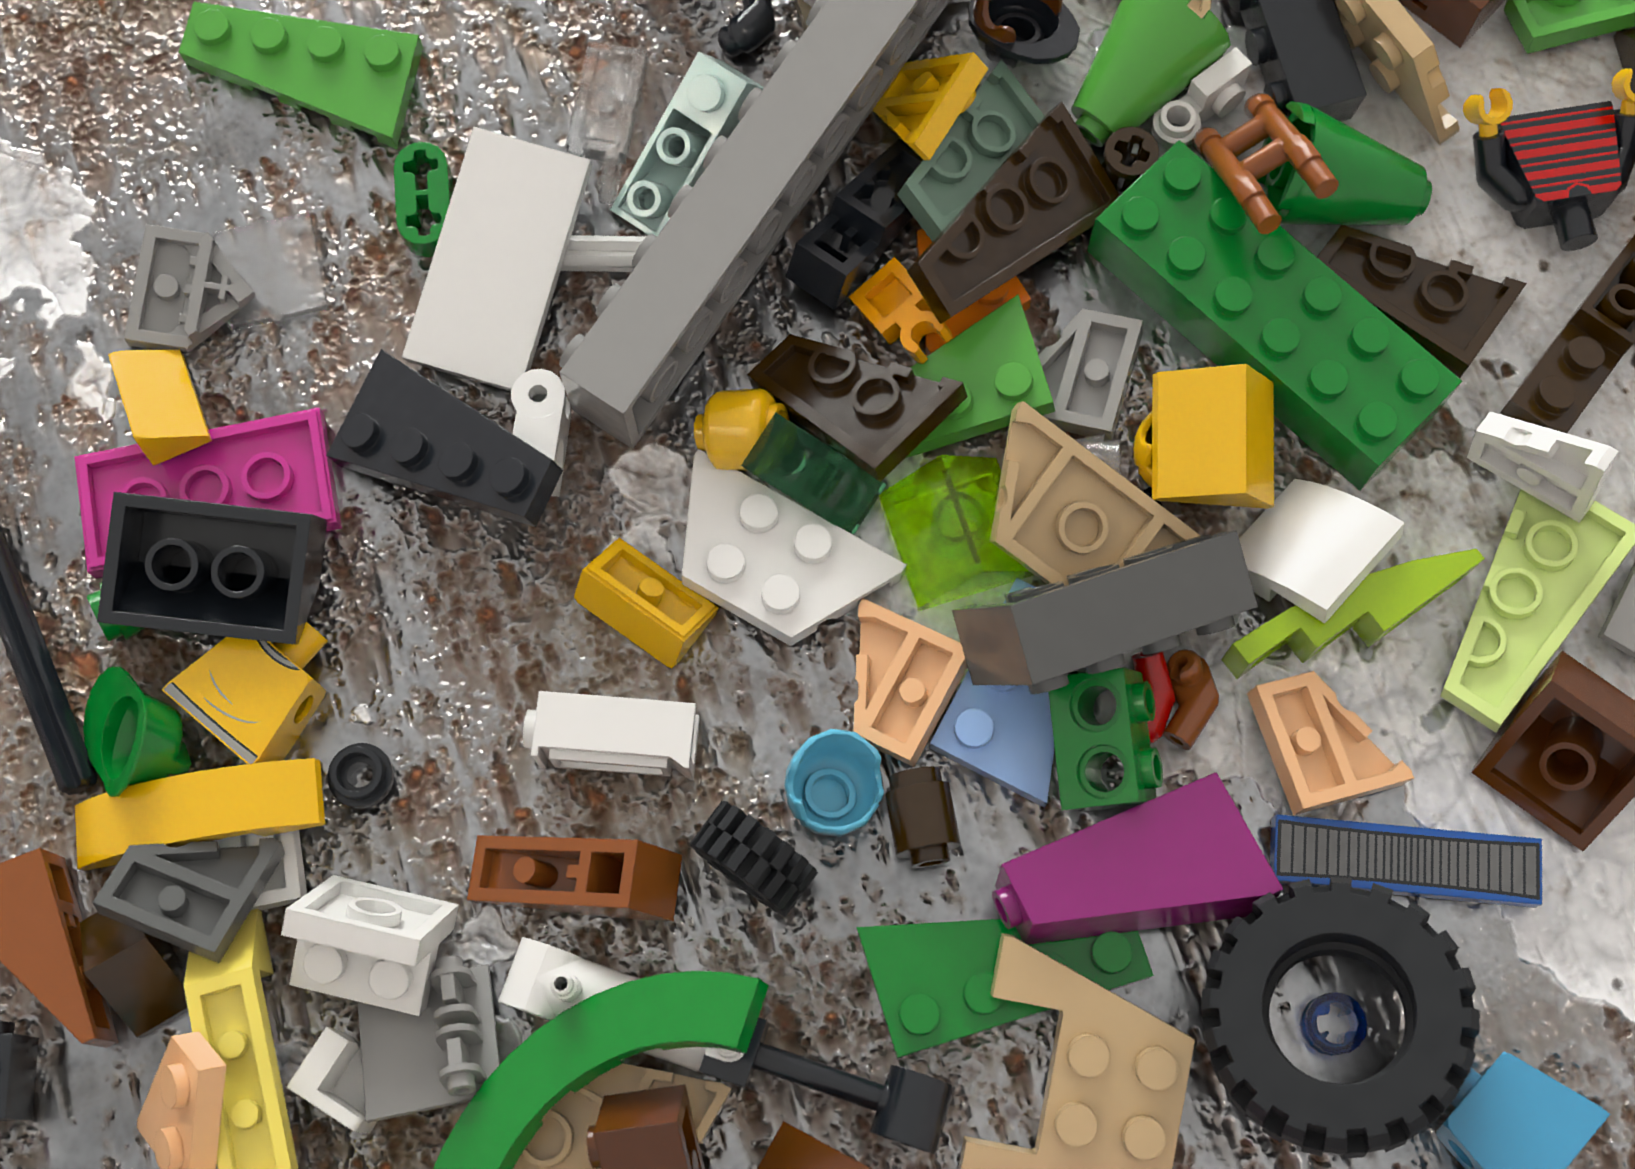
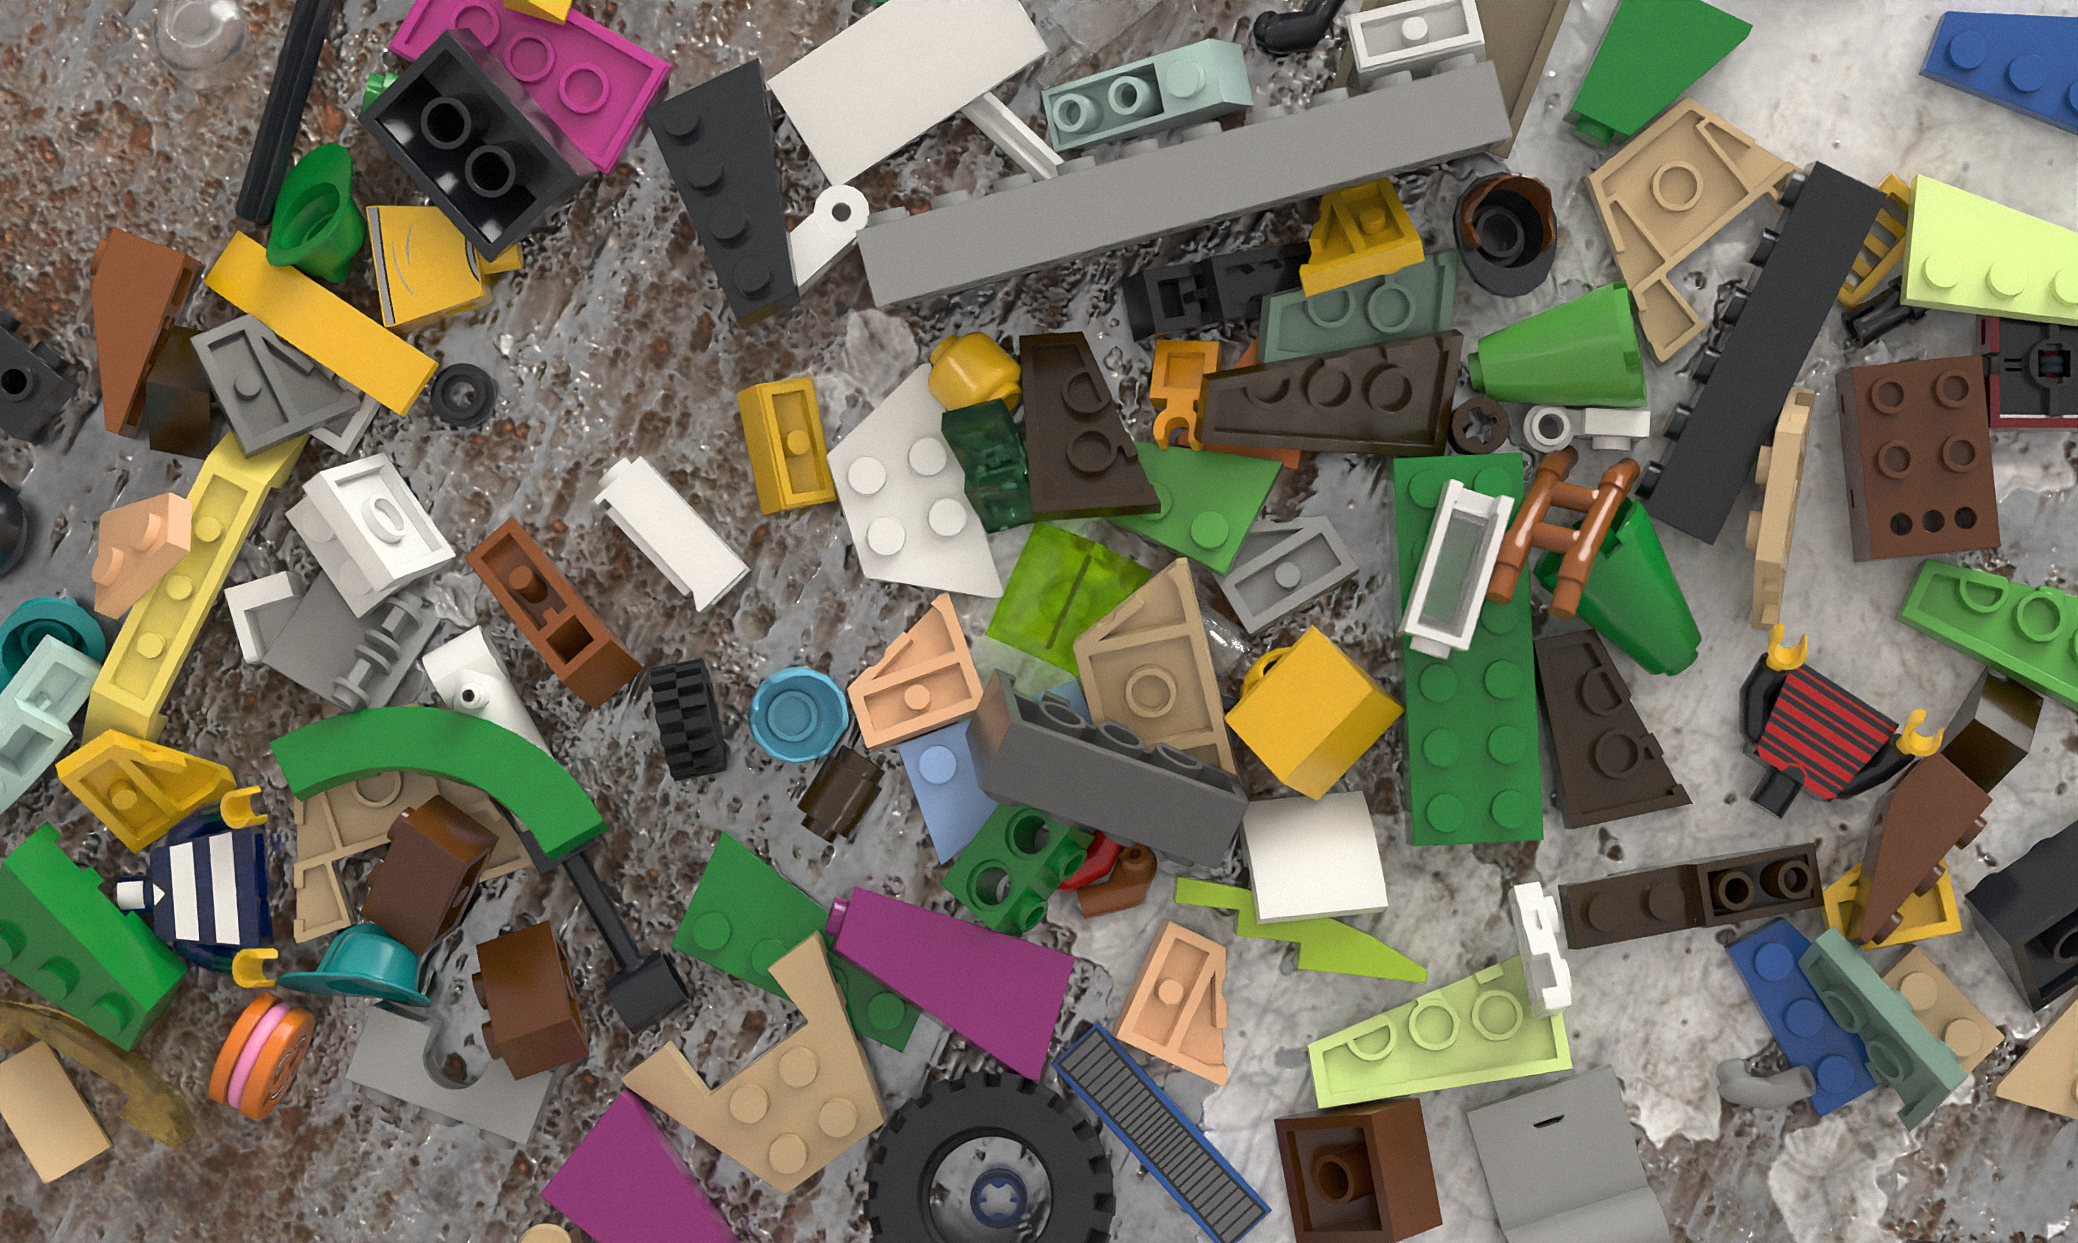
camera: 40 degrees right, 15 degrees up
(1219, 239) = (1454, 570): none -> white window

